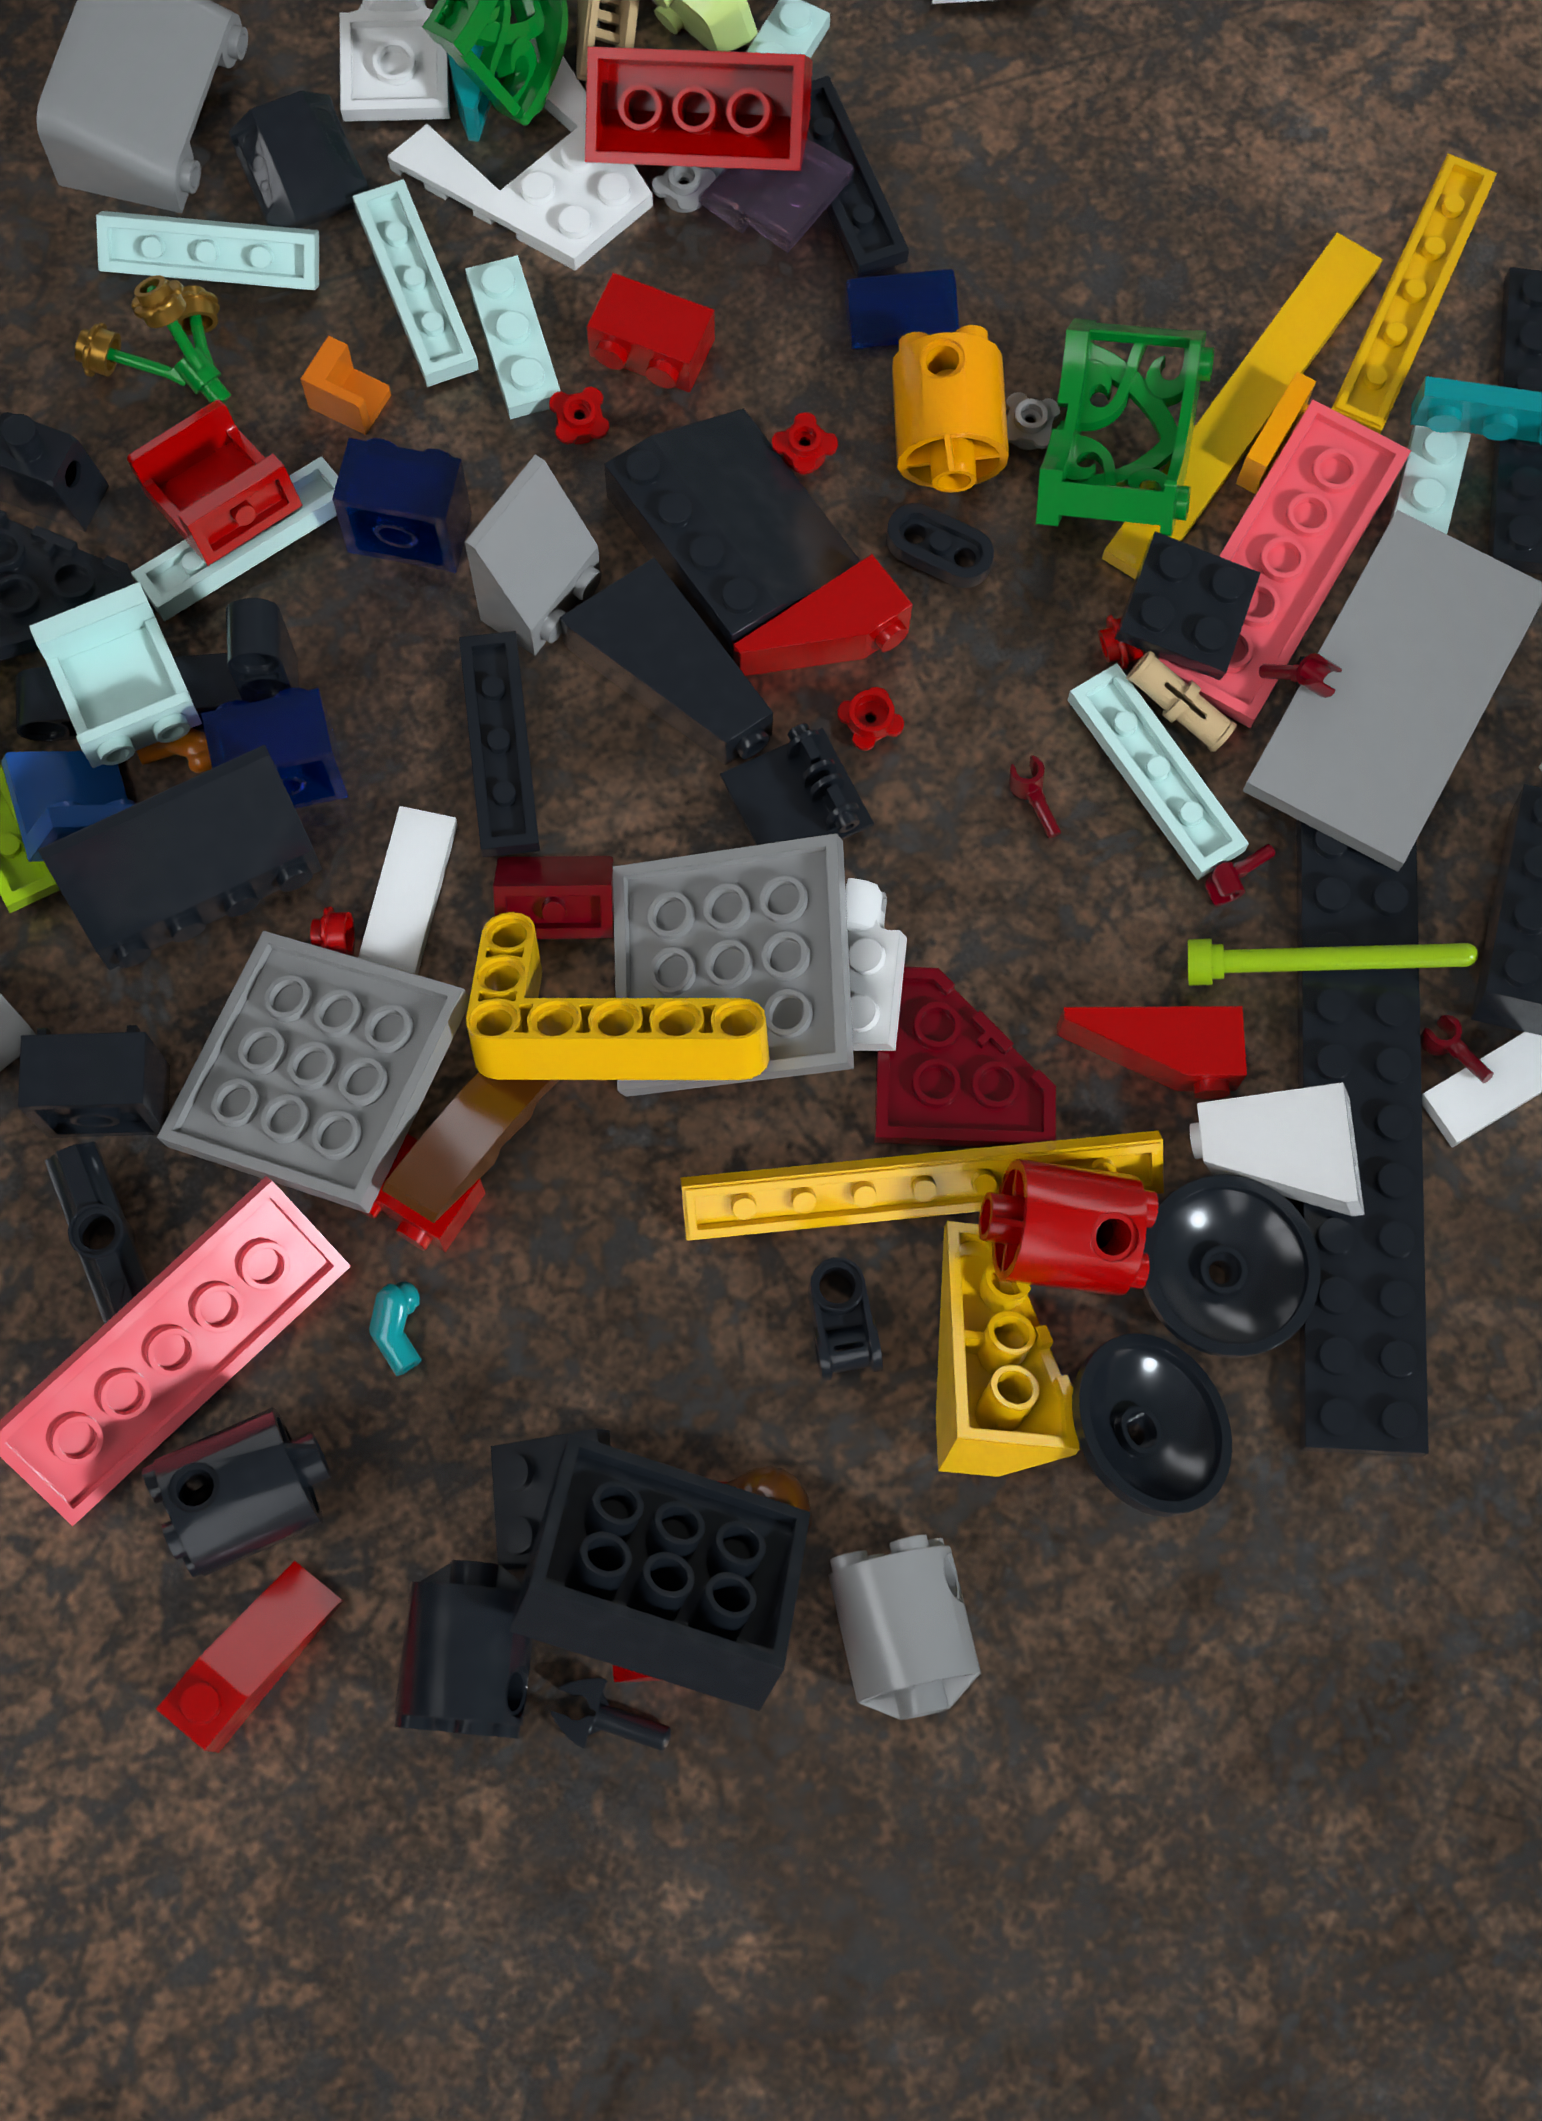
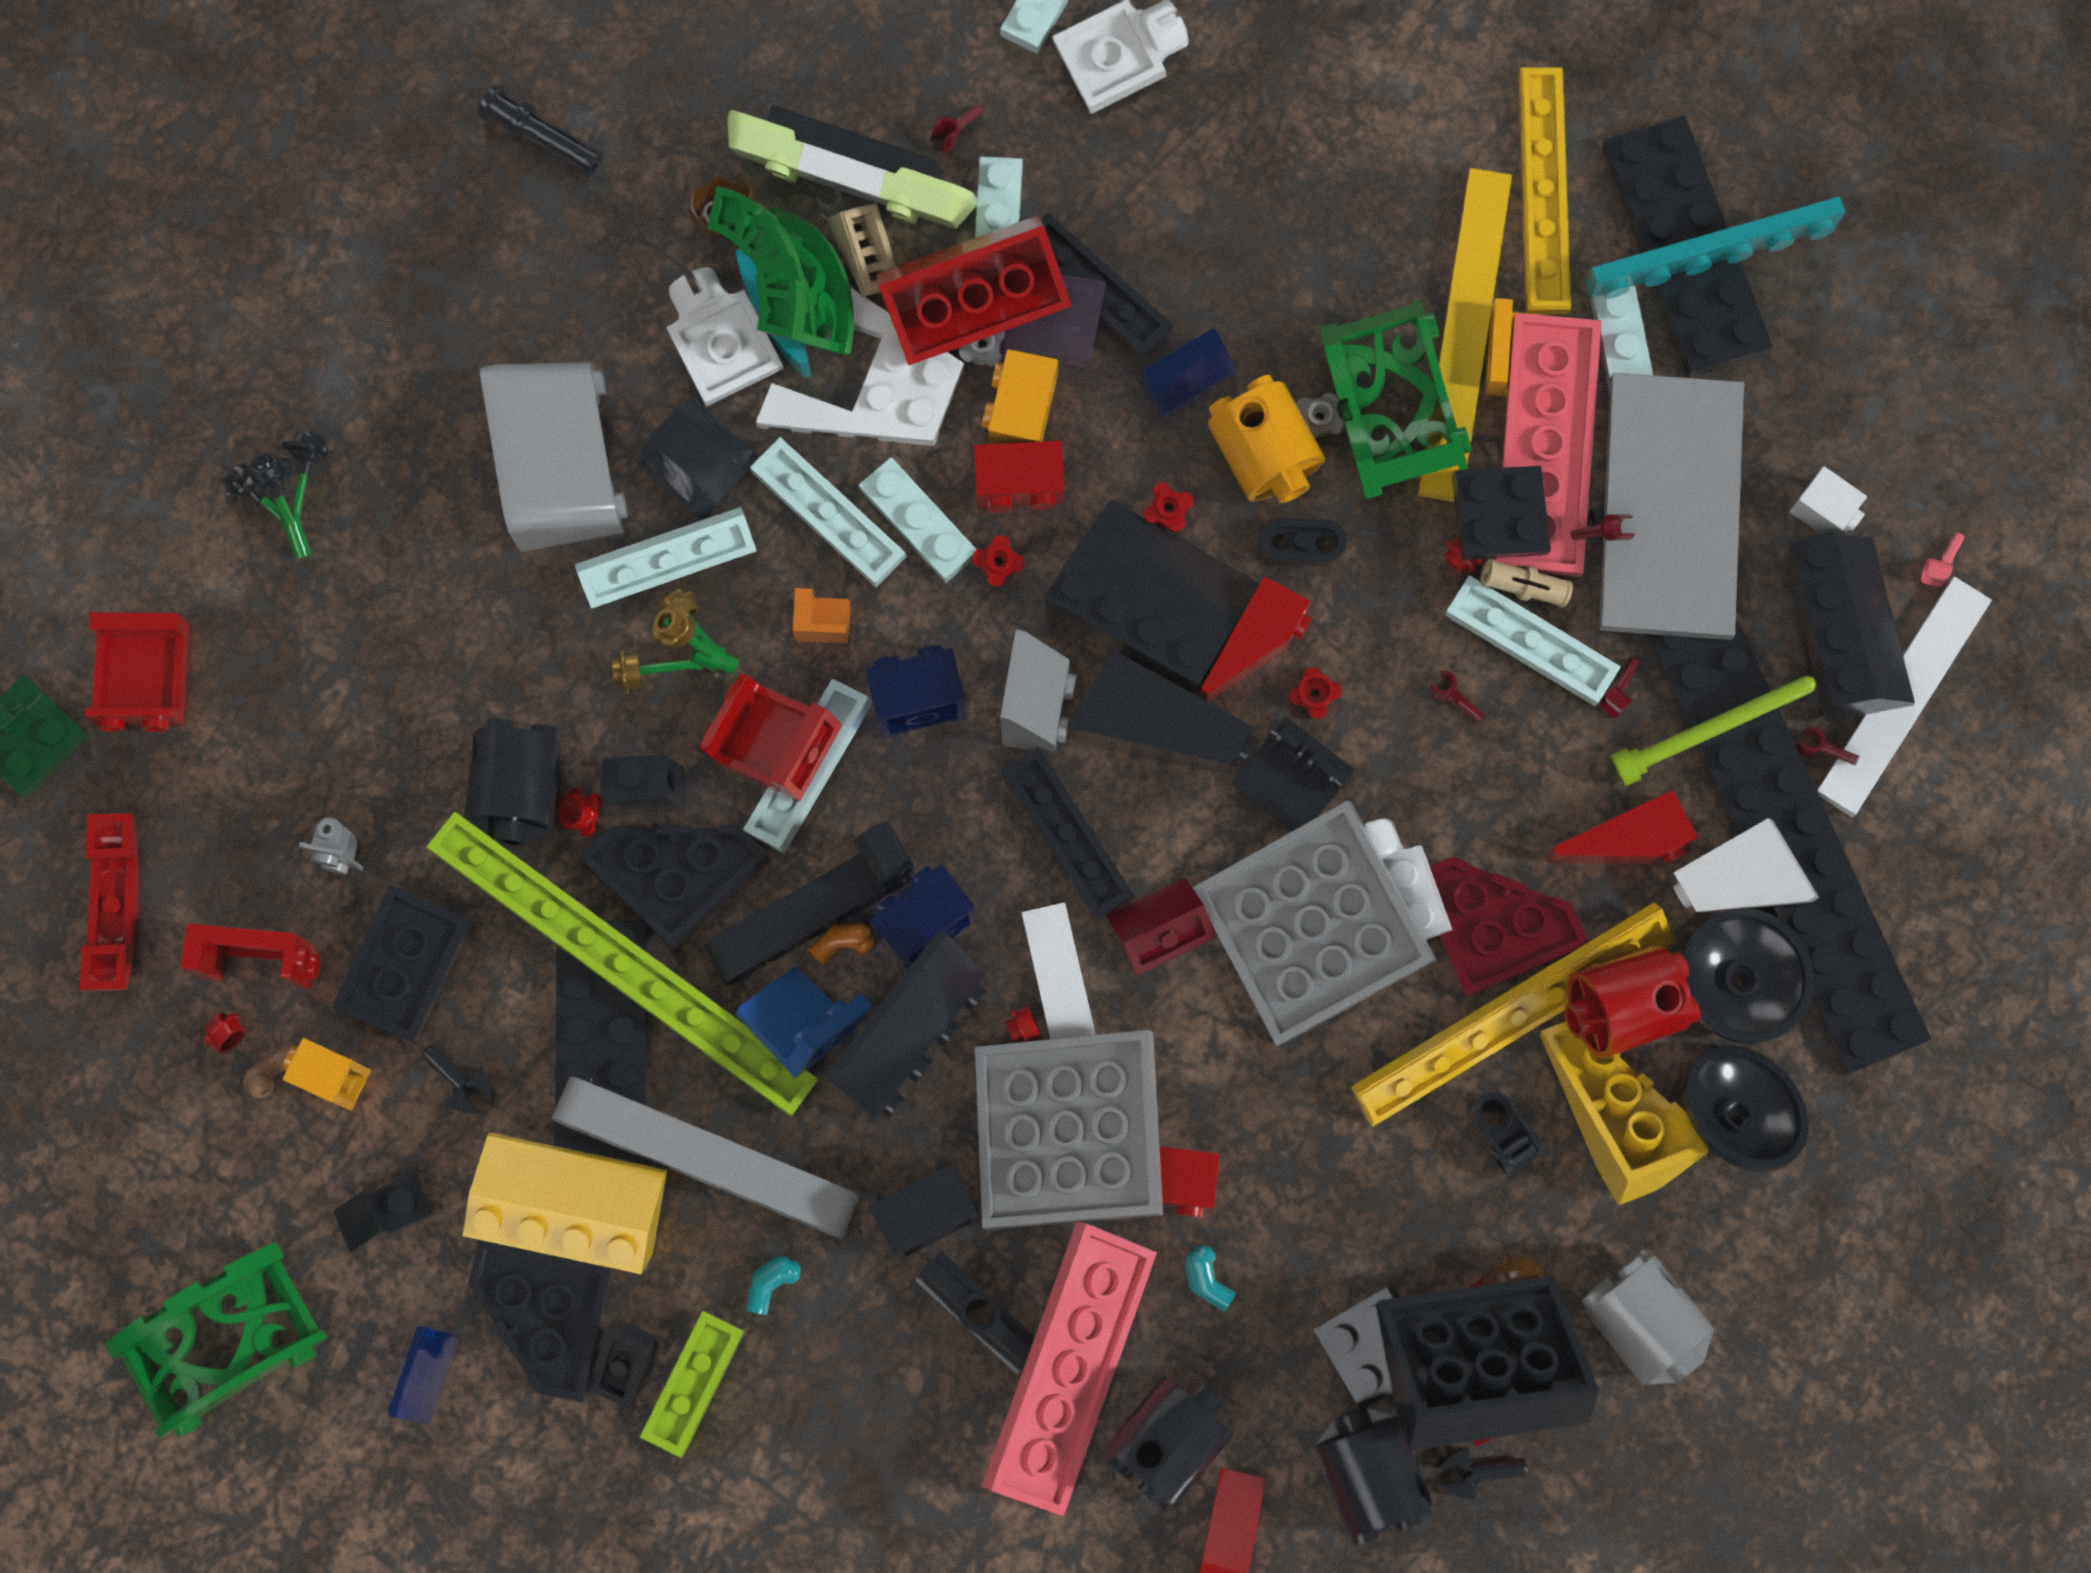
camera: 20 degrees left, 5 degrees up
(116, 676) = (787, 918): light aqua panel -> none
(463, 1143) = (1200, 1117): reddish brown slope -> none
(599, 1038) = (1248, 1012): yellow beam -> none
(699, 251) = (1022, 398): none -> light orange brick

